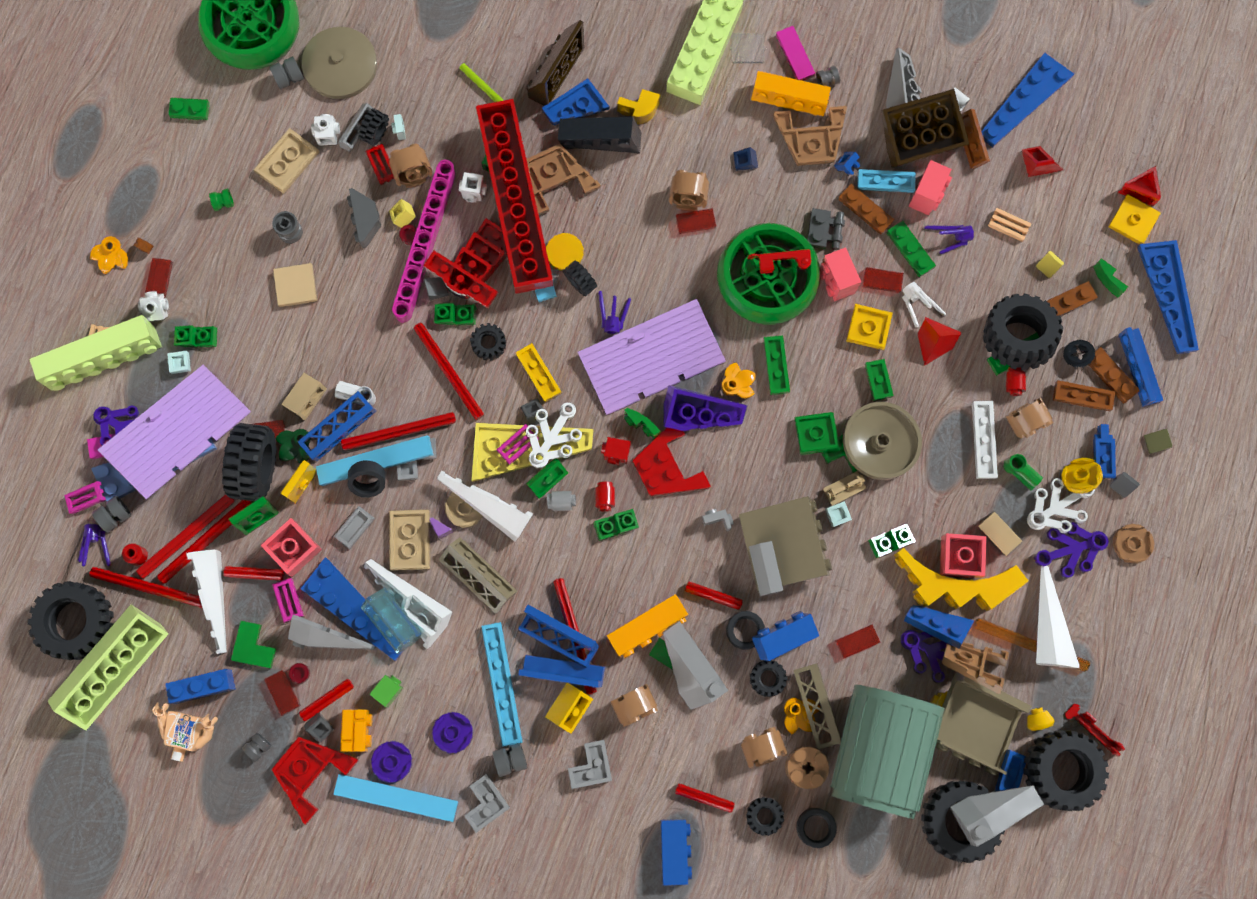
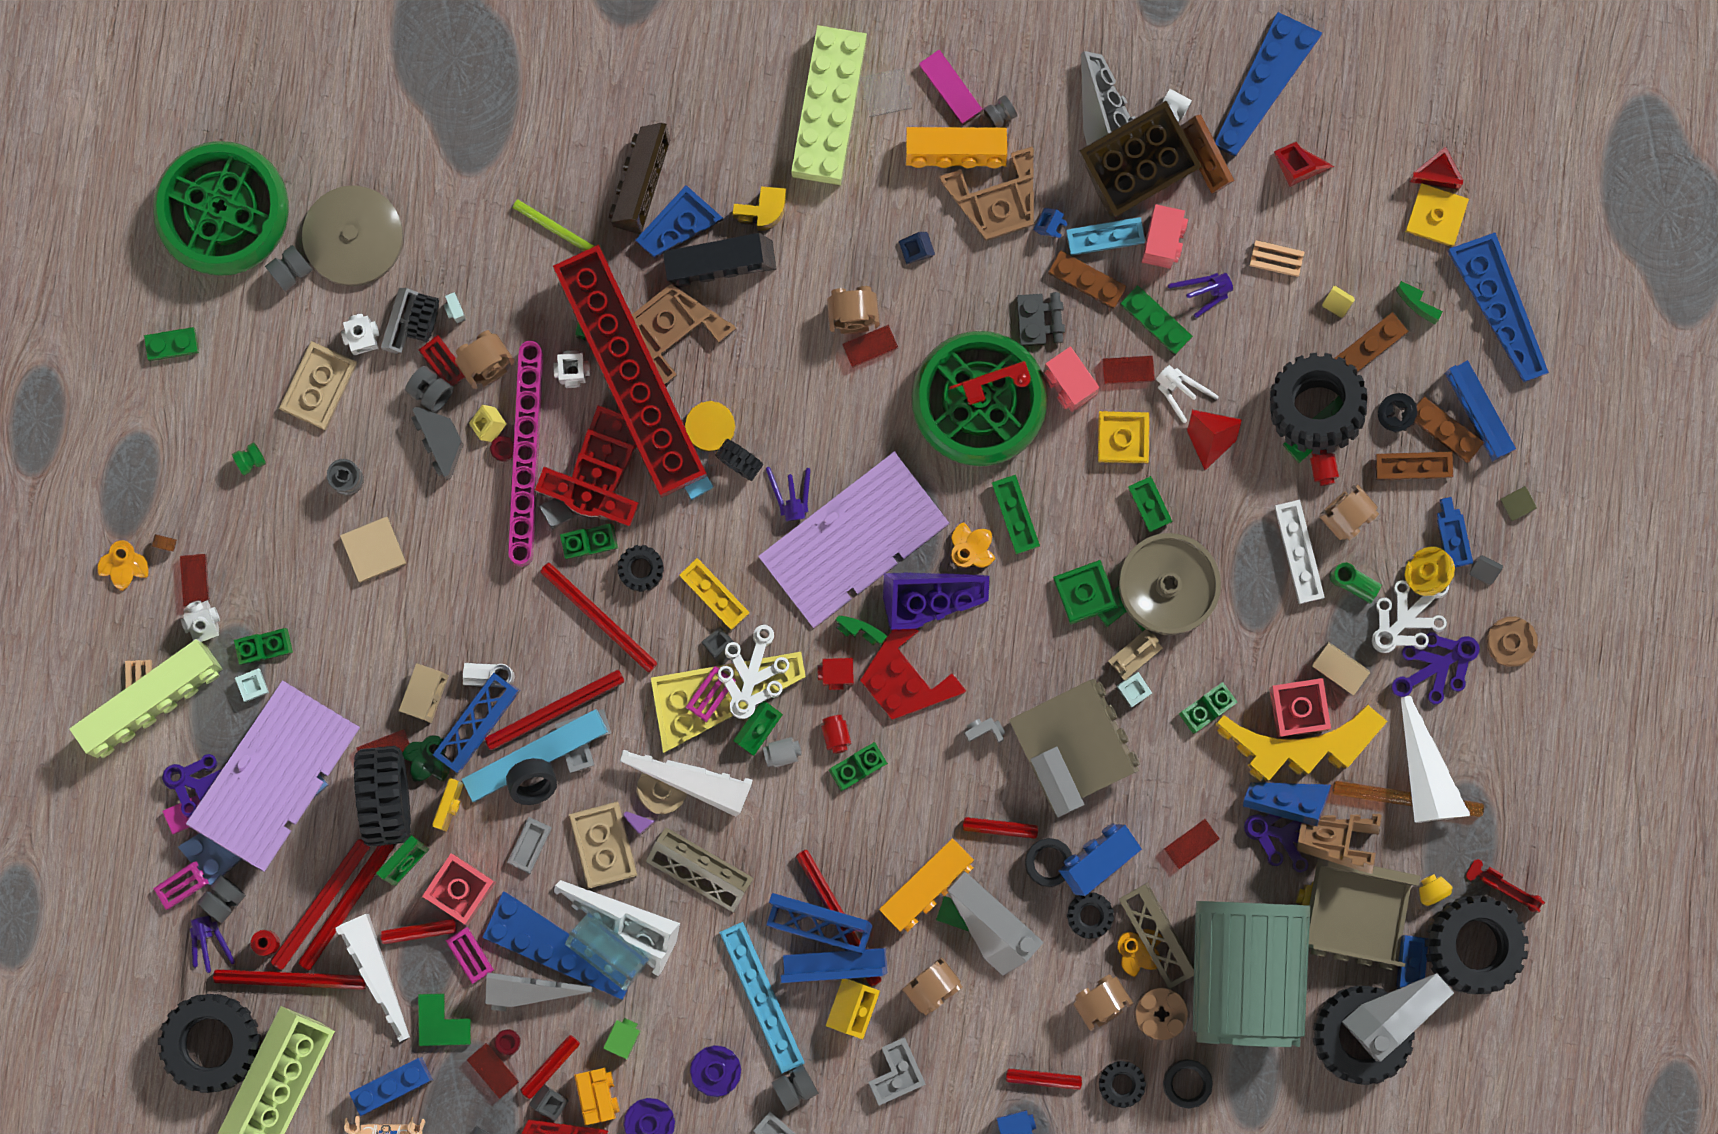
camera: 10 degrees left, 5 degrees up
(365, 178) = (427, 387): none -> dark grey wheel

